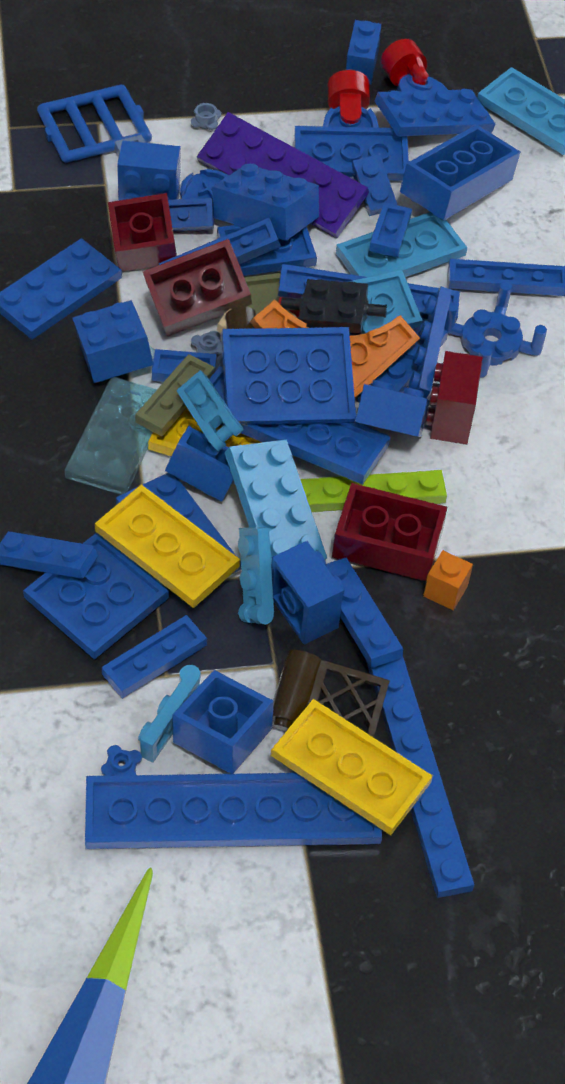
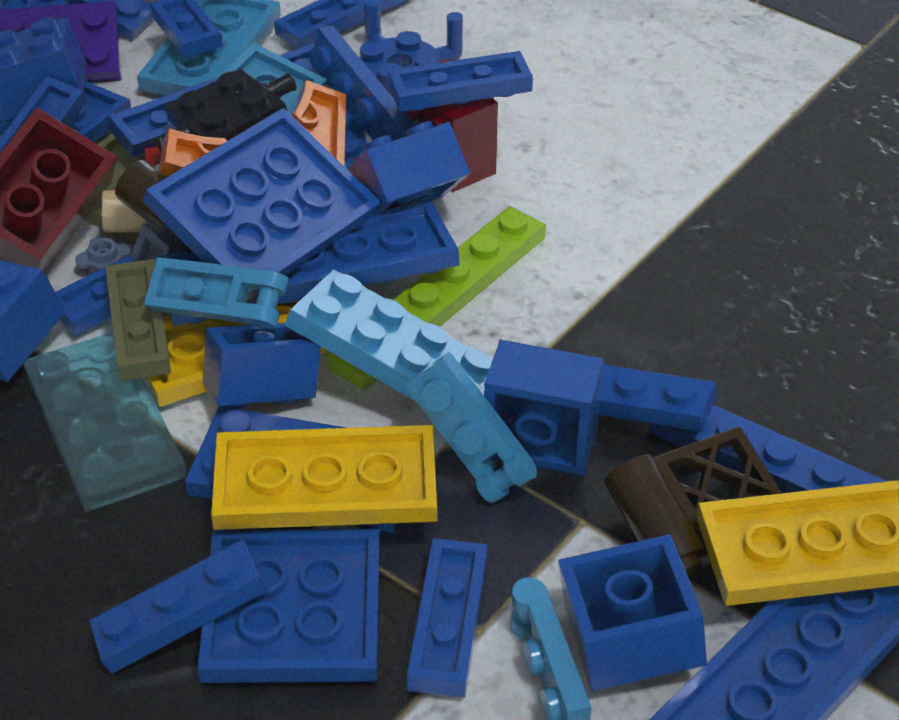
camera: 40 degrees left, 10 degrees down
(389, 531) = (545, 287): dark red brick -> none
(448, 580) = (656, 295): orange brick -> none
(462, 377) = (460, 81): none -> blue plate

